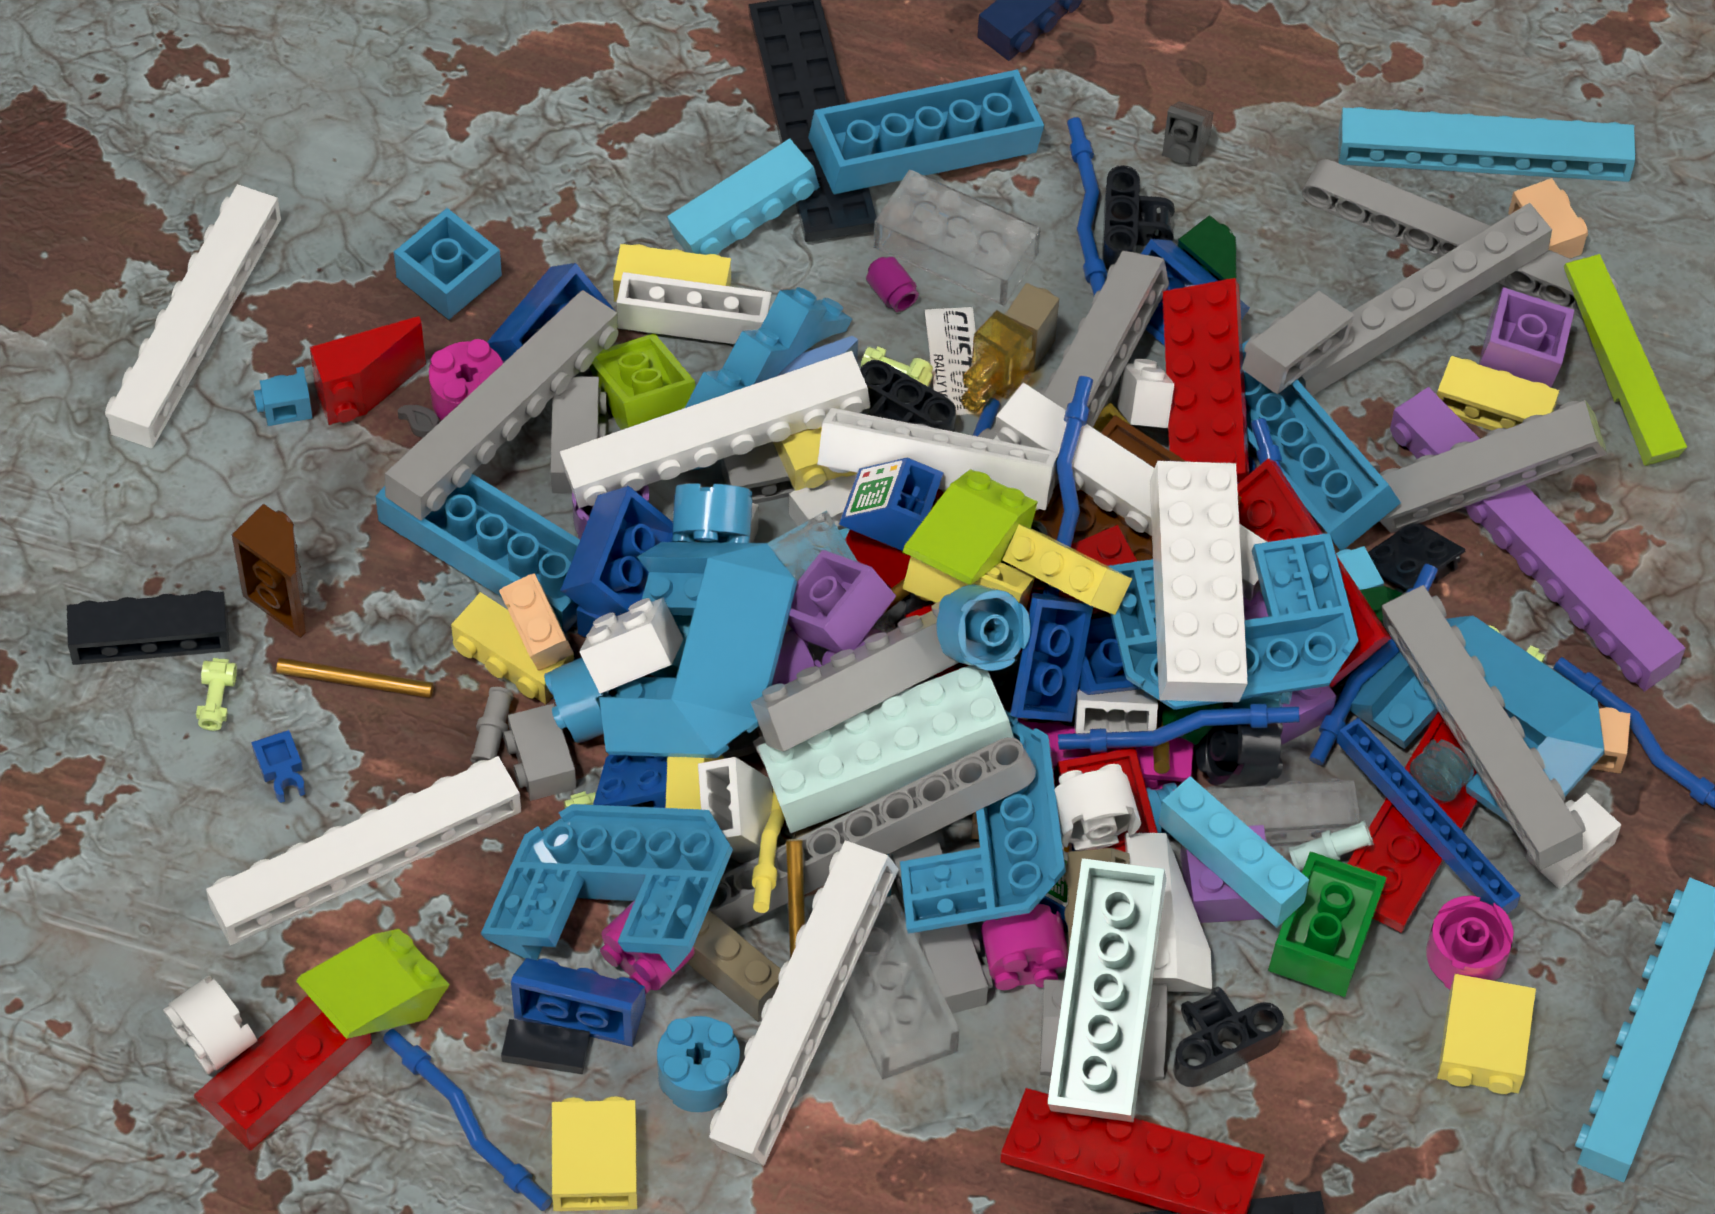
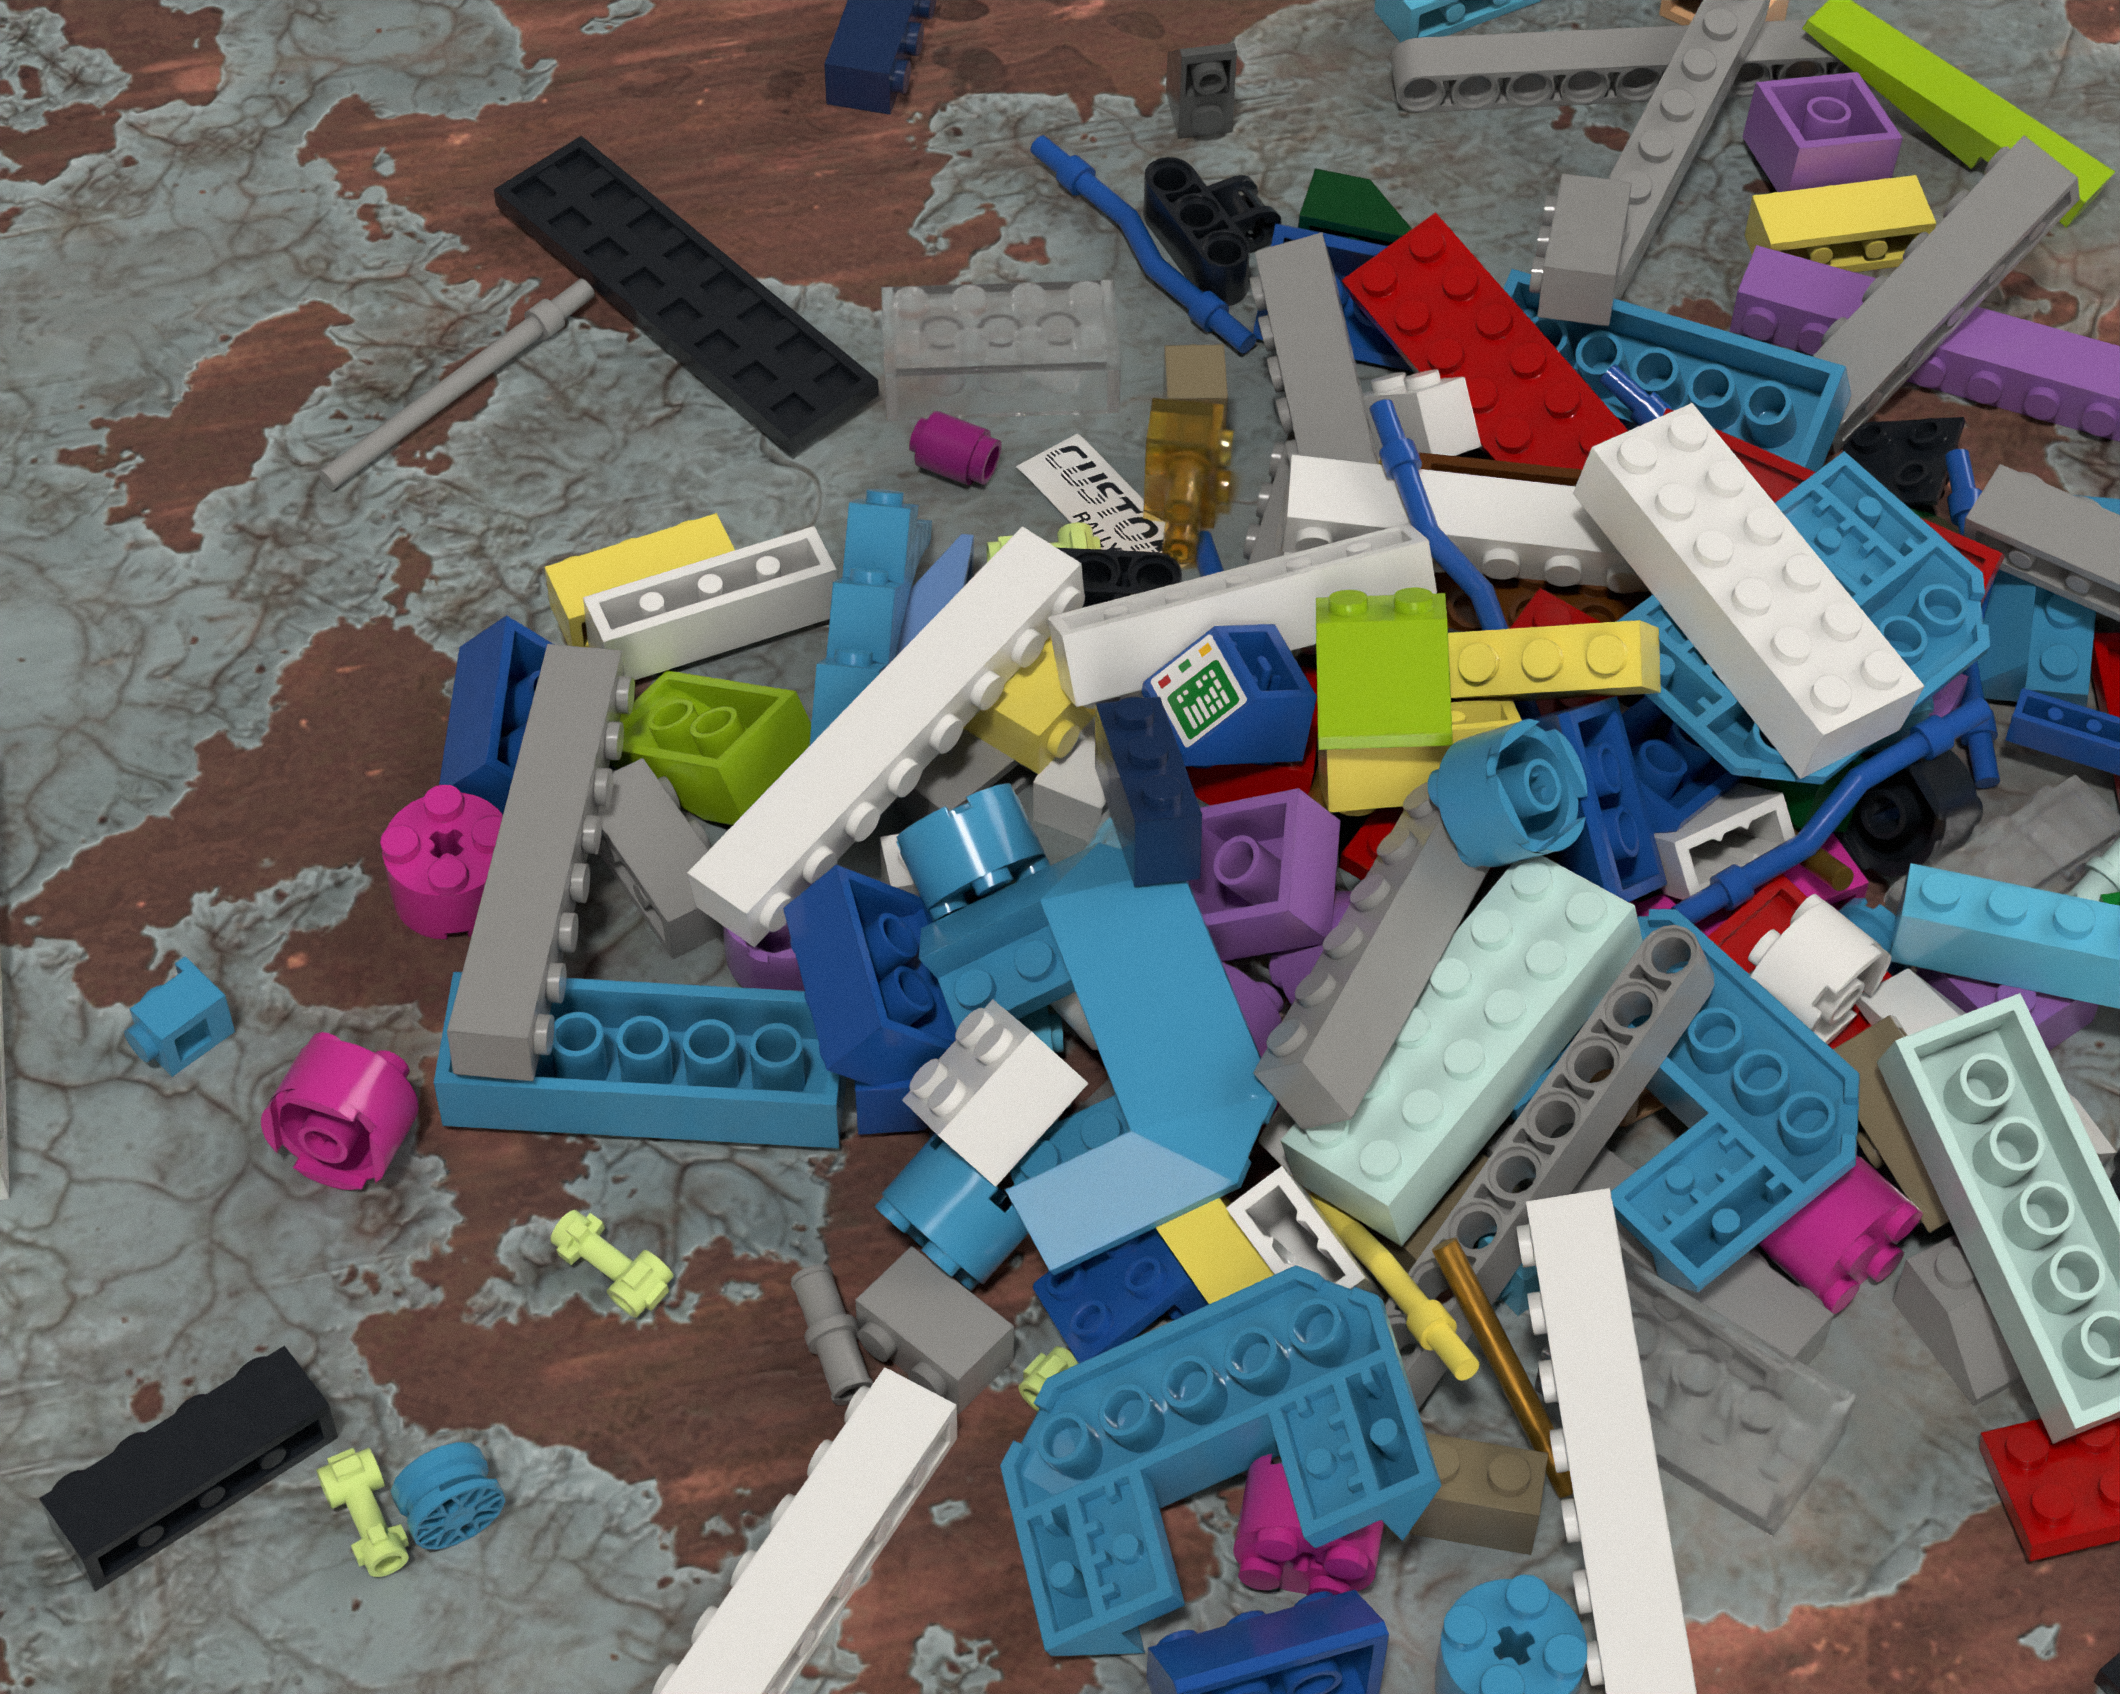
camera: 30 degrees left, 5 degrees down
(255, 704) = (446, 1492): none -> dark azure wheel
(271, 567) = (351, 1267): reddish brown slope -> none
(279, 761) = (540, 1558): blue plate -> none
(327, 487) = (341, 1112): none -> dark pink brick
(355, 677) = (565, 1373): pearl gold bar -> none
(366, 368) = (278, 915): red slope -> none
(417, 650) = (636, 1283): none -> yellowish green bar
(419, 418) = (411, 953): dark grey piece -> none
(447, 263) = (304, 712): dark azure brick -> none
(492, 638) = (781, 1203): light yellow brick -> none
(536, 621) = (817, 1135): light nougat brick -> none
(725, 96) = (540, 322): none -> light grey bar
(744, 200) = (678, 432): medium azure brick -> none
(803, 528) = (1148, 791): none -> dark blue brick
(925, 131) = (862, 229): dark azure brick -> none

